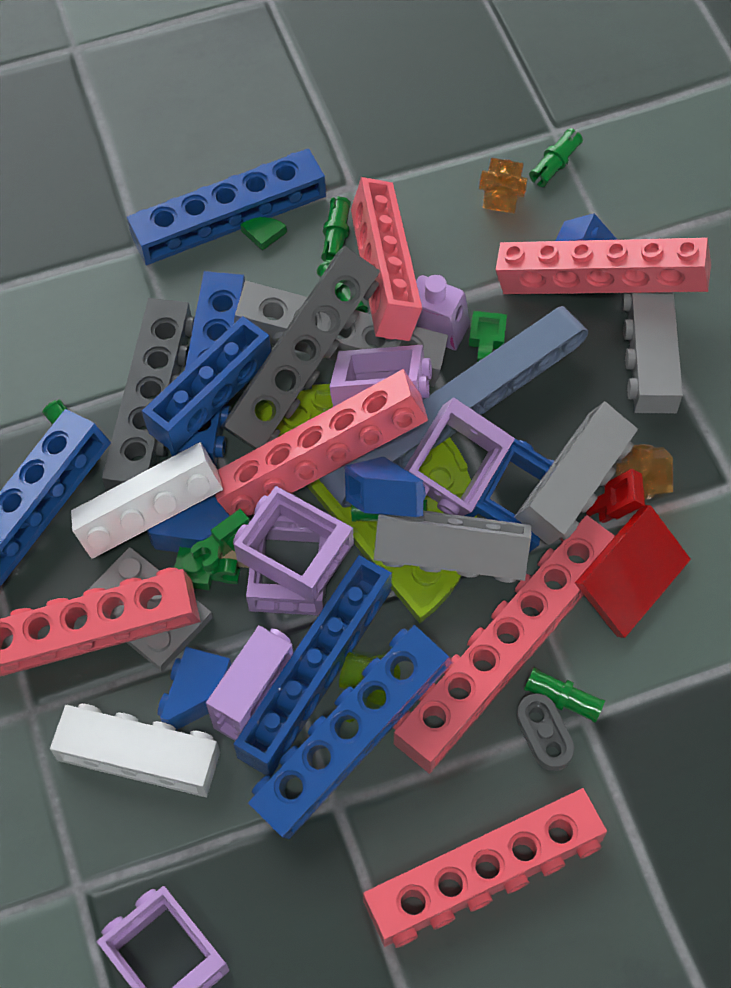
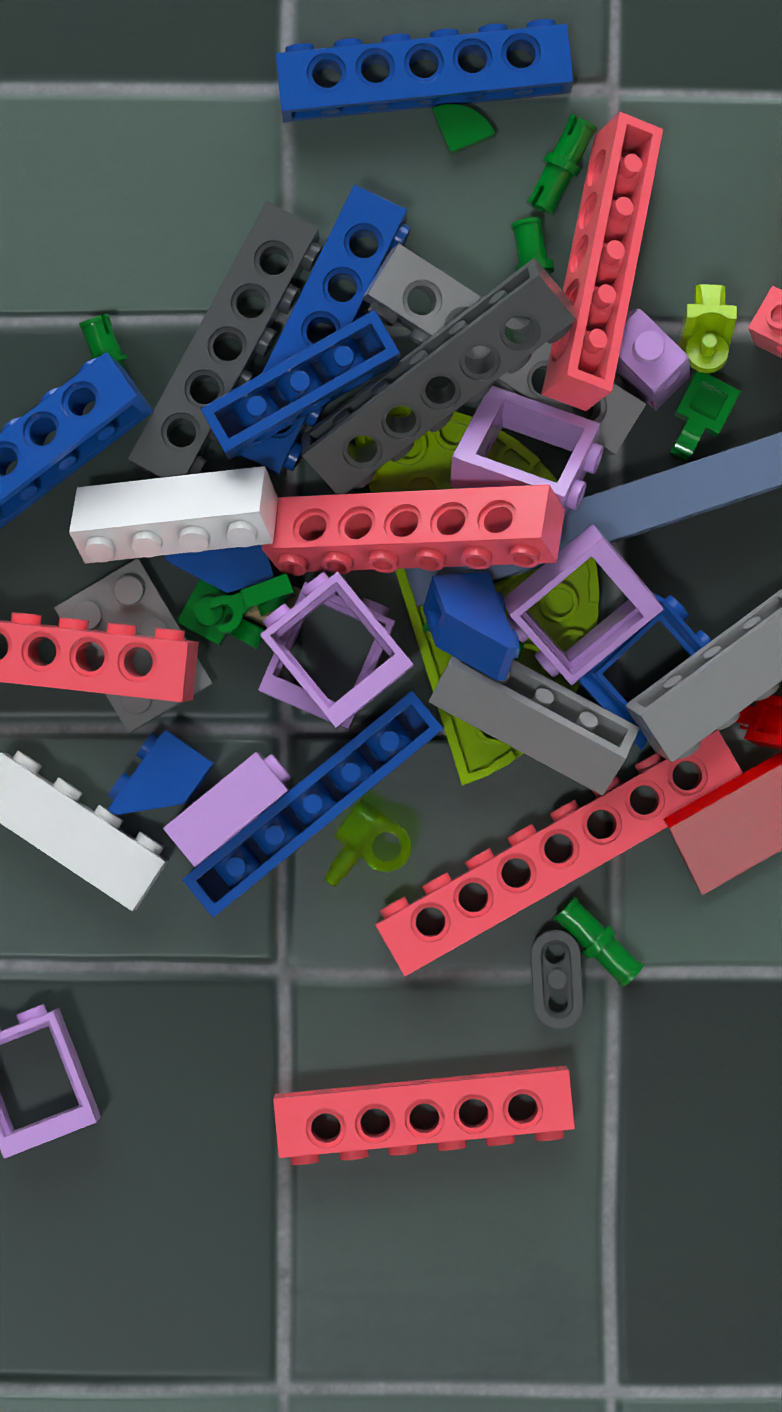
camera: 20 degrees right, 25 degrees up
(346, 754) = (219, 971): blue brick -> none
(470, 276) = (708, 328): none -> lime hips

